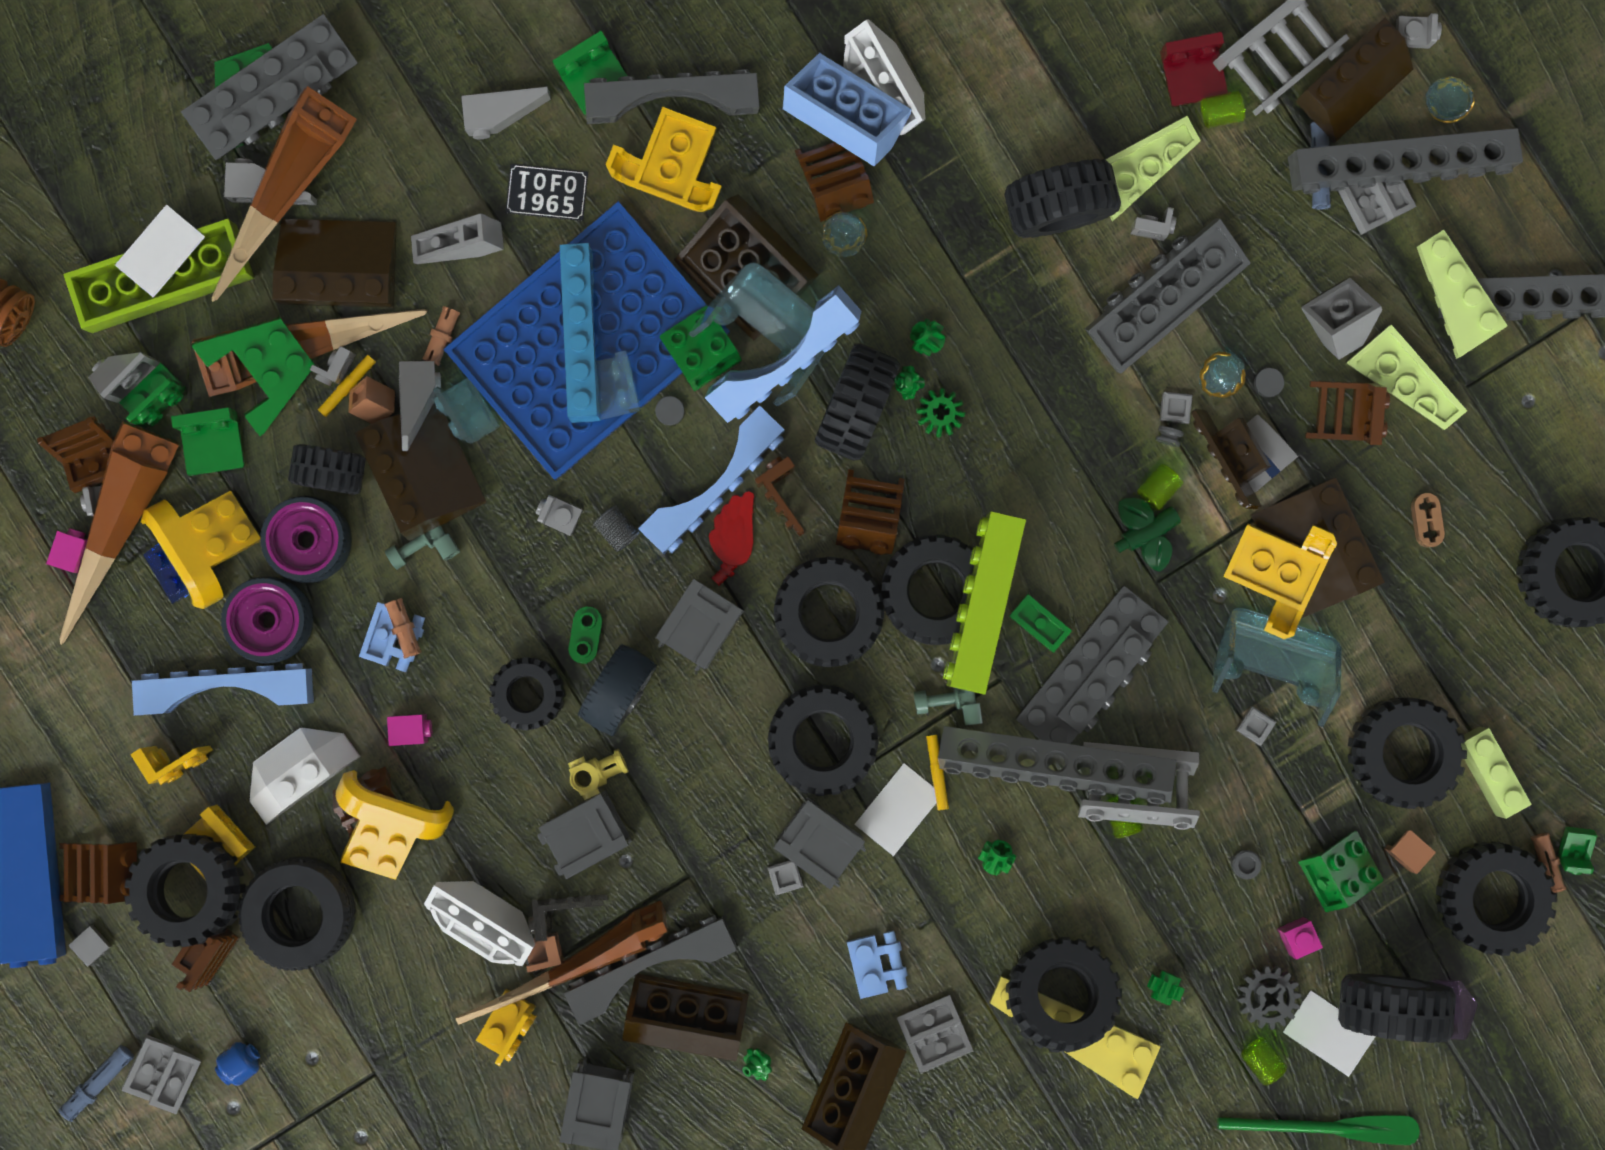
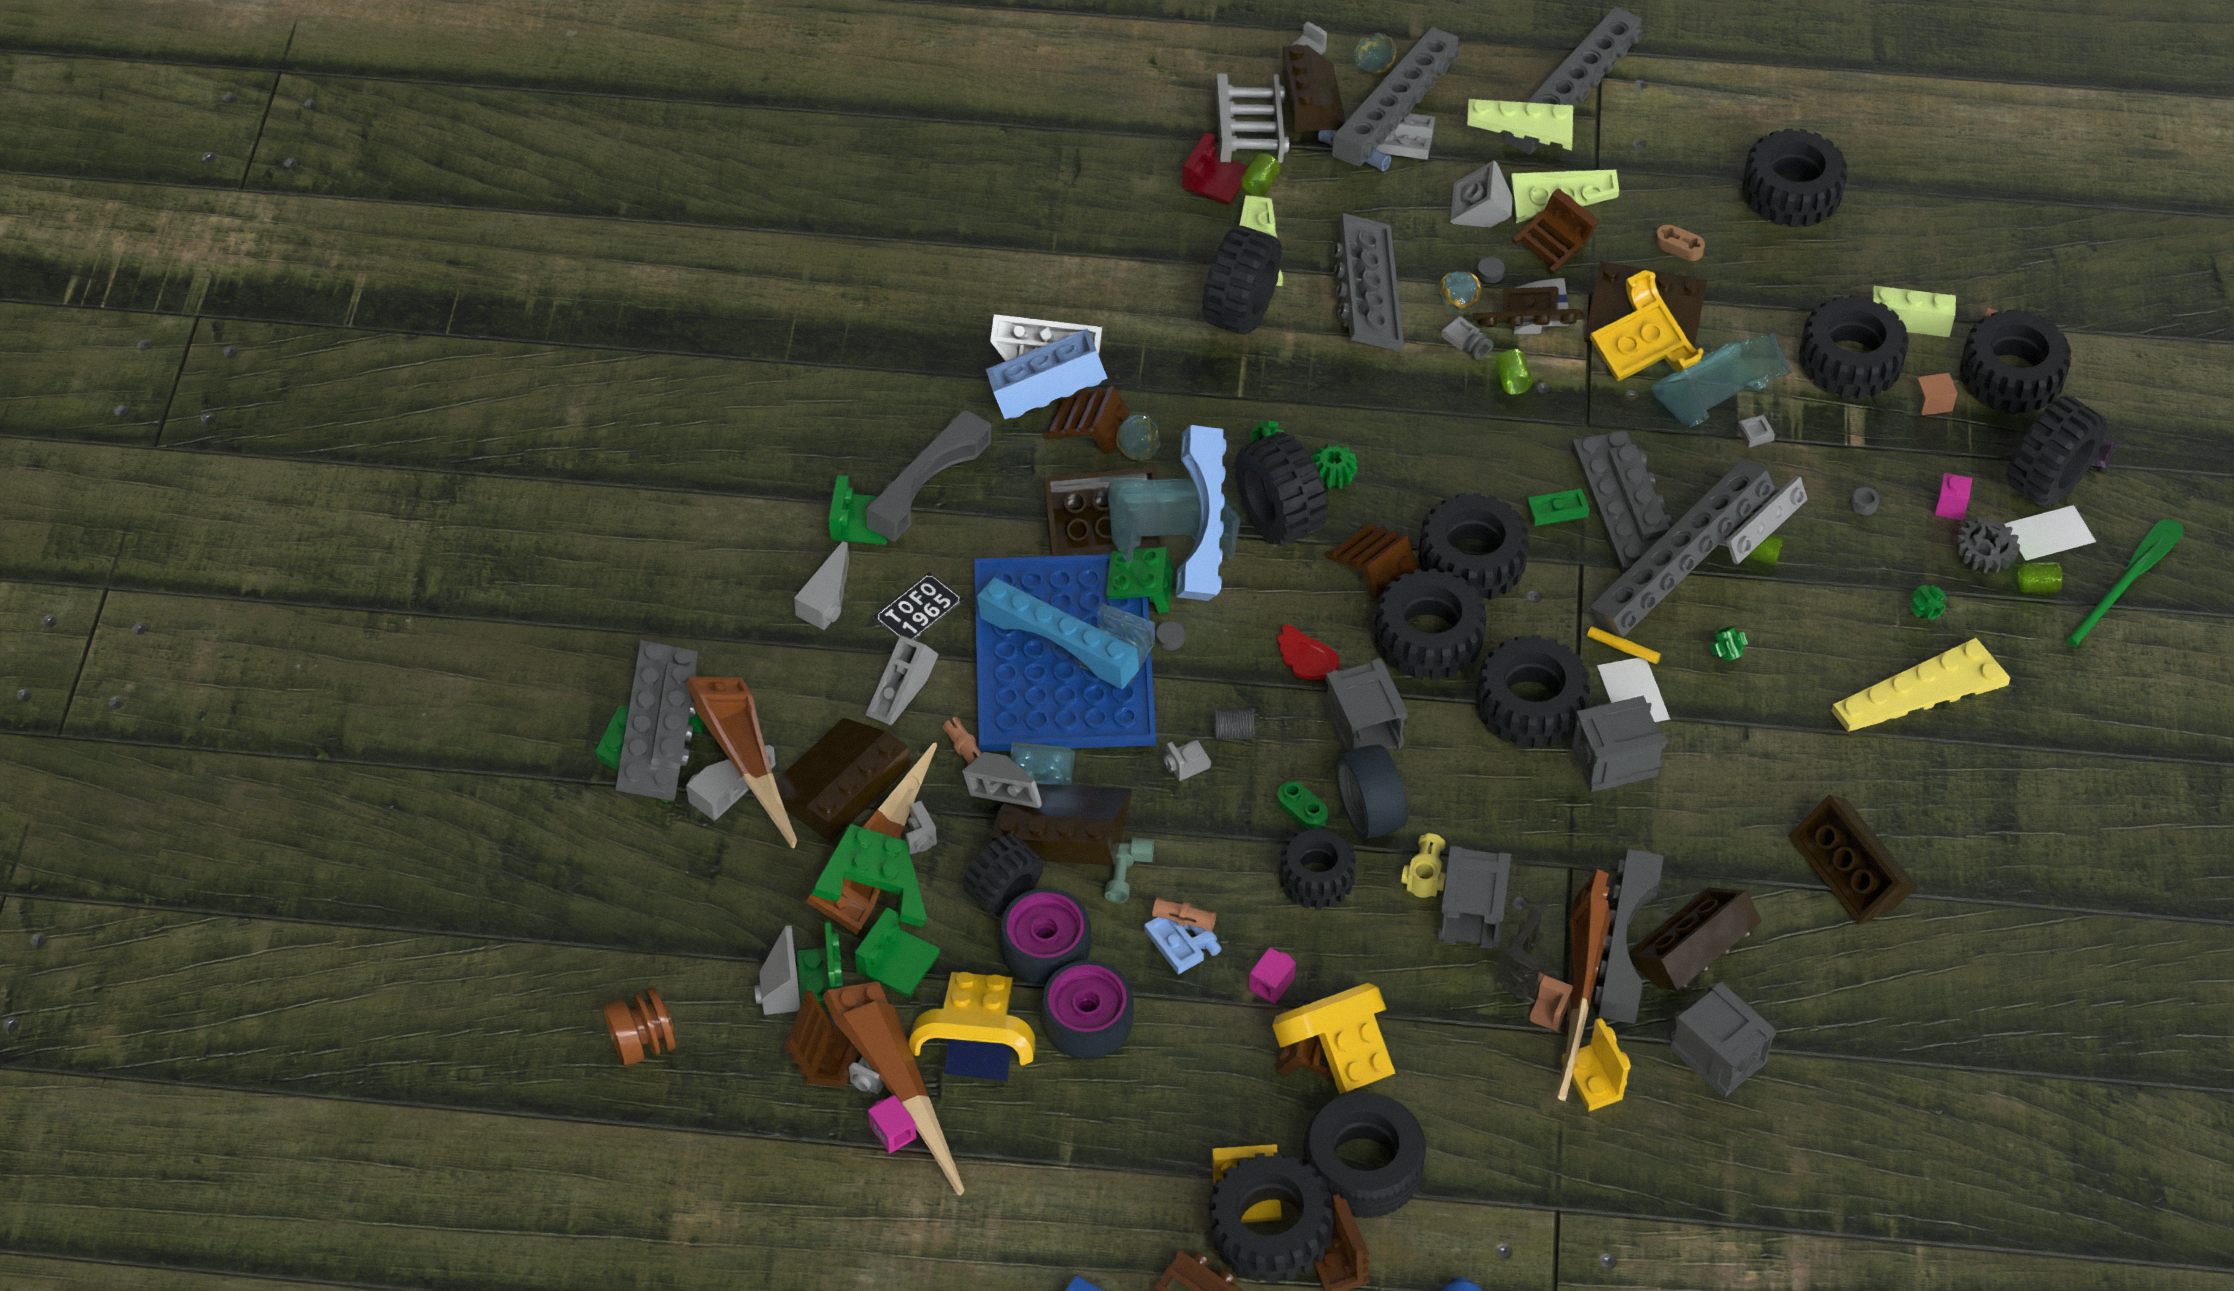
camera: 50 degrees left, 35 degrees down
(108, 297) = (726, 898): lime brick -> none
(155, 761) = (1141, 1173): yellow bracket -> none
(159, 251) = (713, 869): white sticker -> none
(164, 695) = (1153, 1043): light blue arch -> none
(297, 769) = (1234, 1086): white wedge -> none
(346, 385) = (942, 834): yellow piece -> none
(371, 400) = (972, 822): nougat panel -> none
(481, 921) = (1491, 1028): white wedge -> none
(670, 162) = (979, 508): yellow piece -> none
(755, 437) = (1244, 593): light blue arch -> none
(757, 1064) = (1776, 912): green plant -> none
(777, 471) = (1292, 594): reddish brown plate -> none
(785, 877) = (1627, 799): light grey tile -> none
(868, 967) = (1751, 789): light blue plate -> none
(935, 1034) = (1848, 778): light grey slope -> none
(962, 698) = (1574, 591): sand green bar -> none
(985, 603) = (1515, 493): lime brick -> none
(1096, 975) = (1880, 681): black tyre -> none
(1147, 531) = (1542, 401): dark green plant -> none
(1149, 227) = (1310, 262): light grey bracket -> none
(1341, 873) = (1920, 447): green bracket -> none
(1577, 850) = (2013, 297): green bracket -> none

